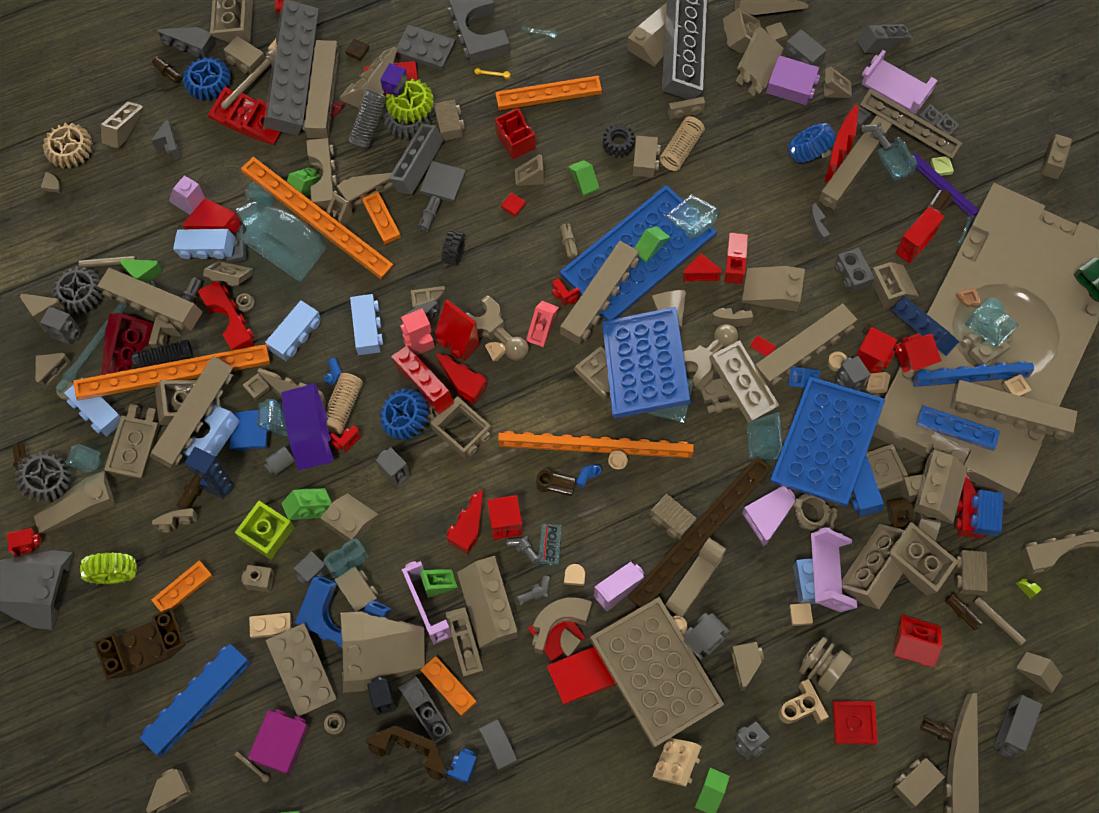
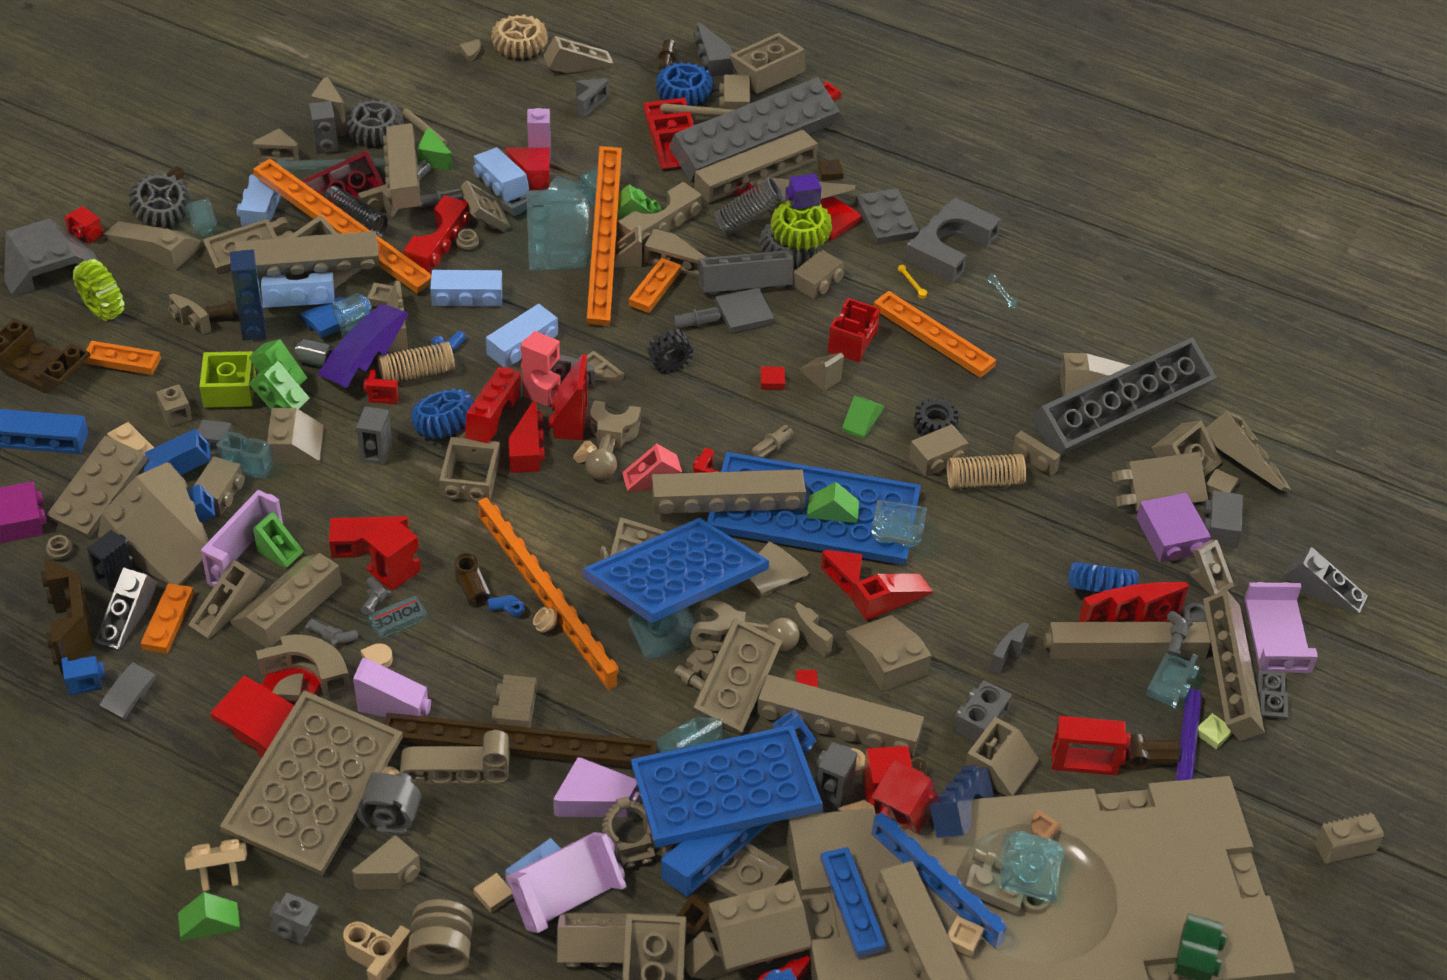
camera: 50 degrees right, 20 degrees down
(278, 489) = (276, 351): none -> bright green brick

